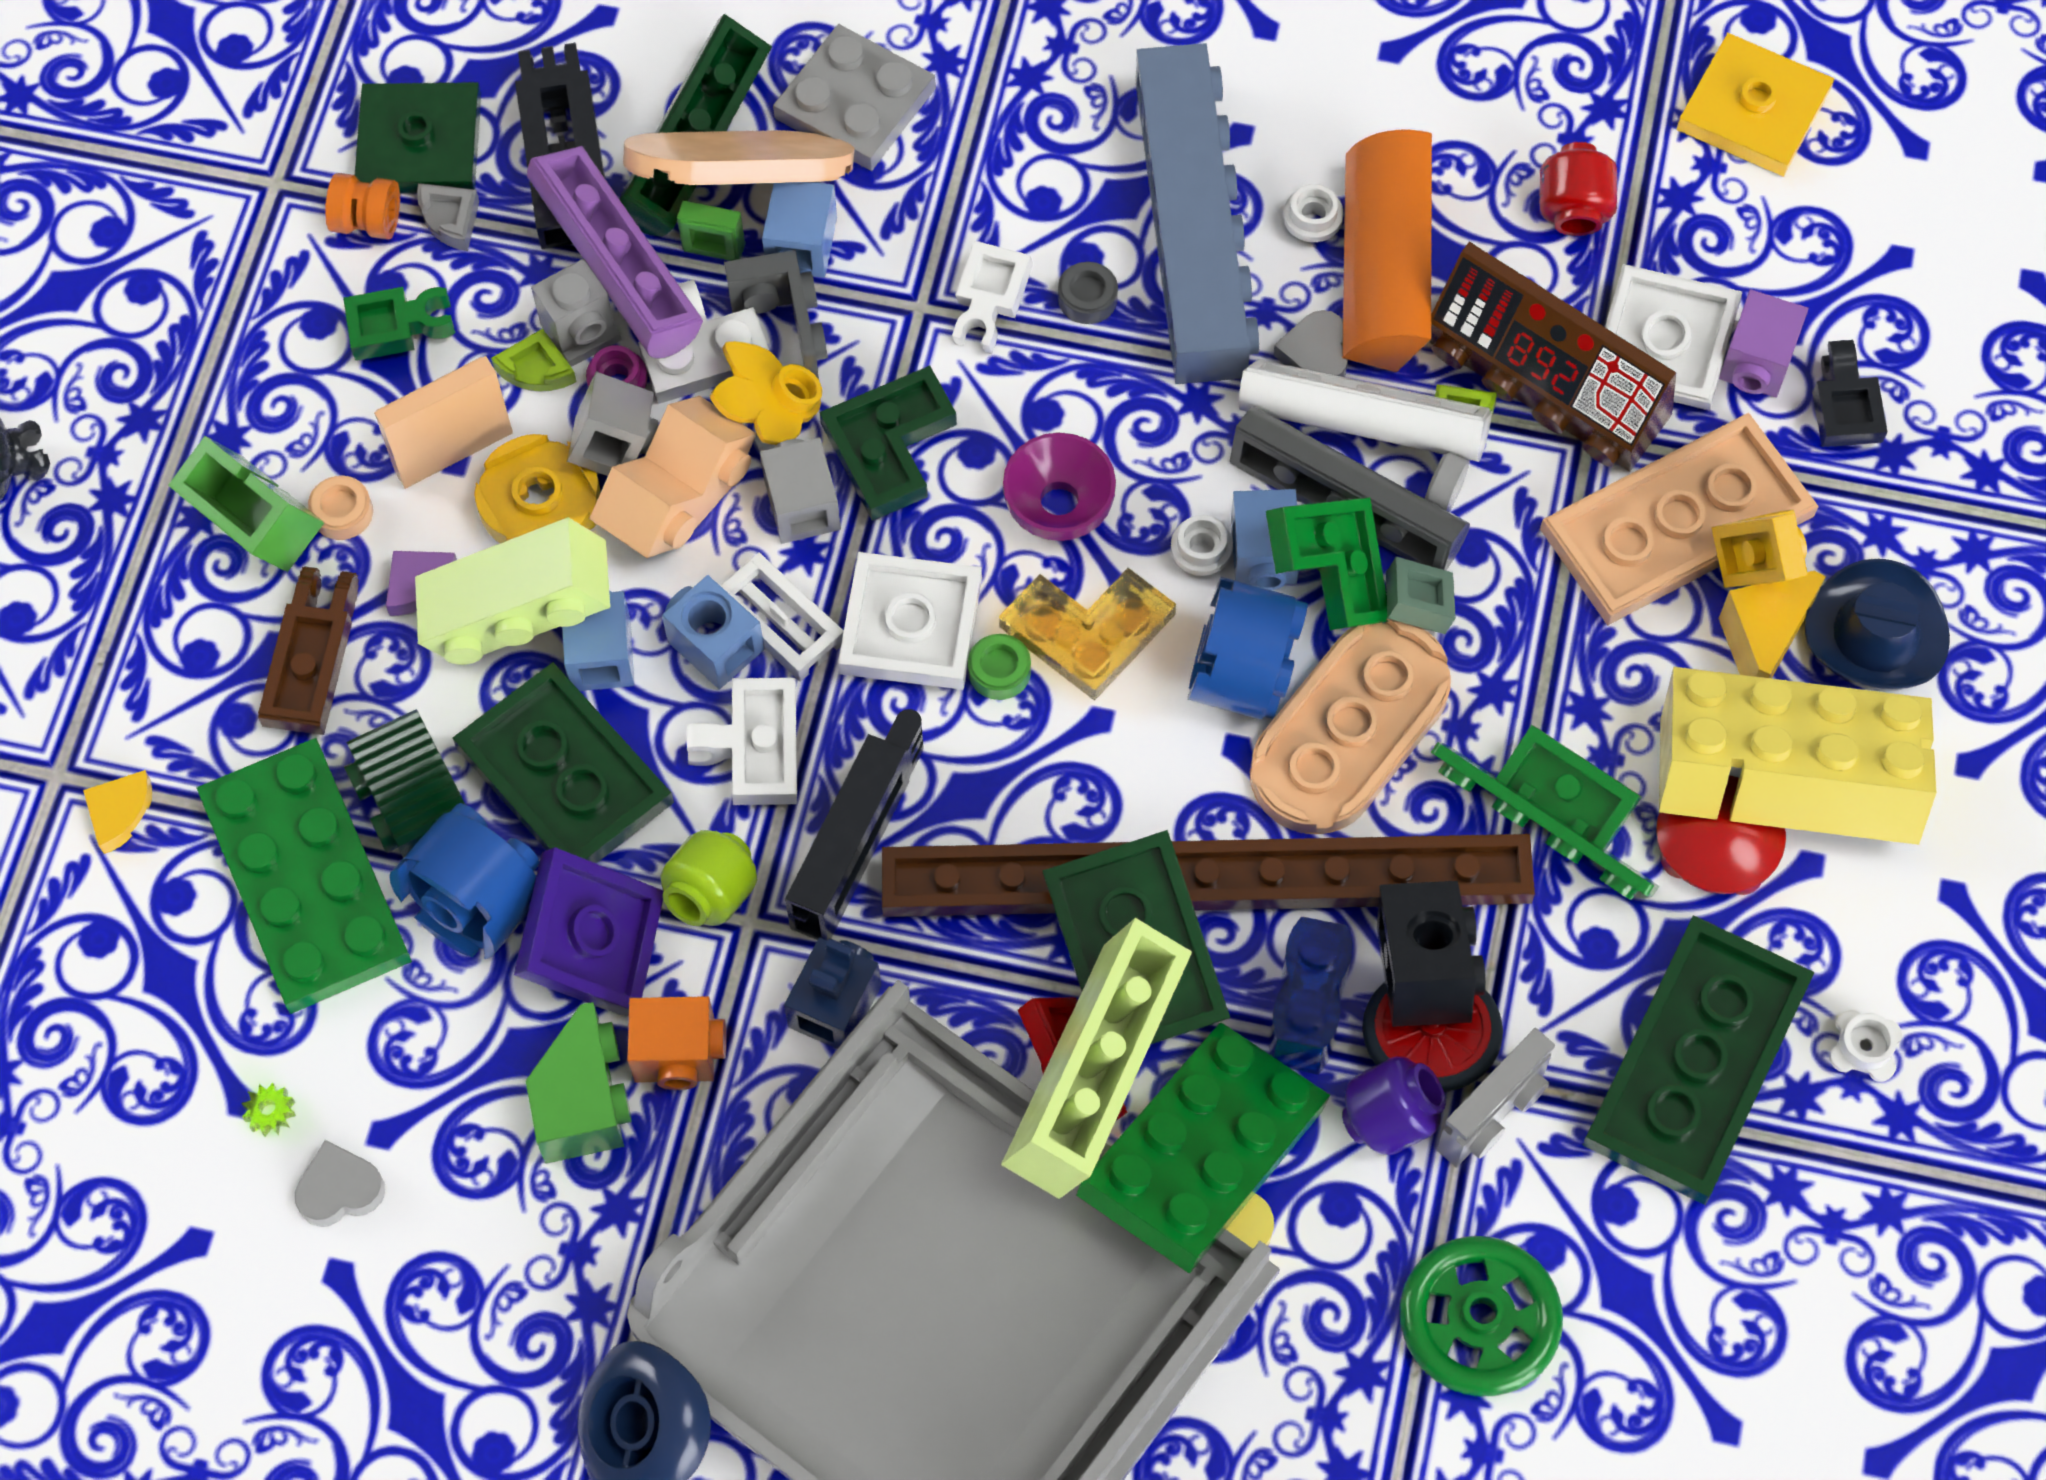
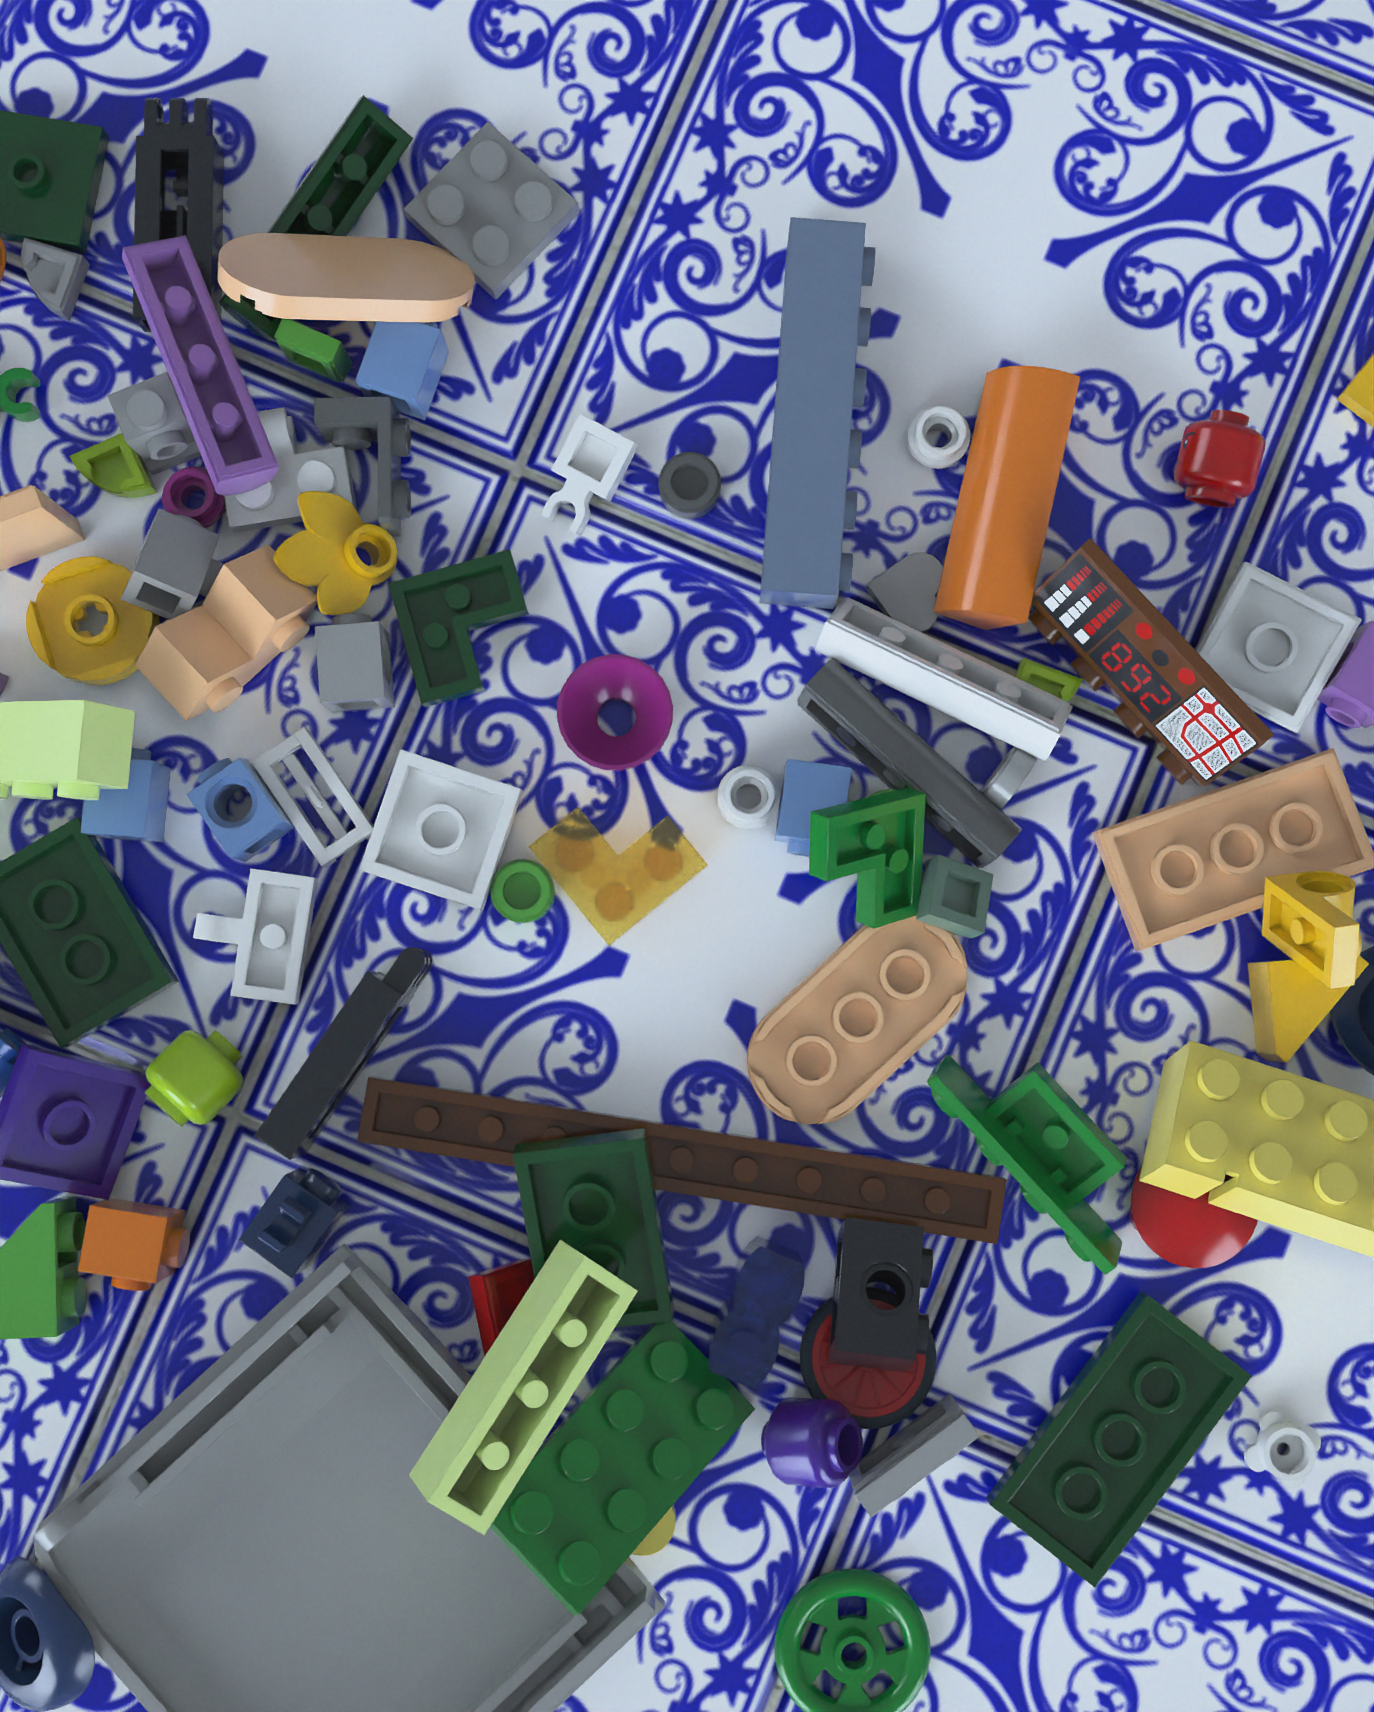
camera: 10 degrees right, 20 degrees up
(1246, 649) = (766, 937): blue brick -> none

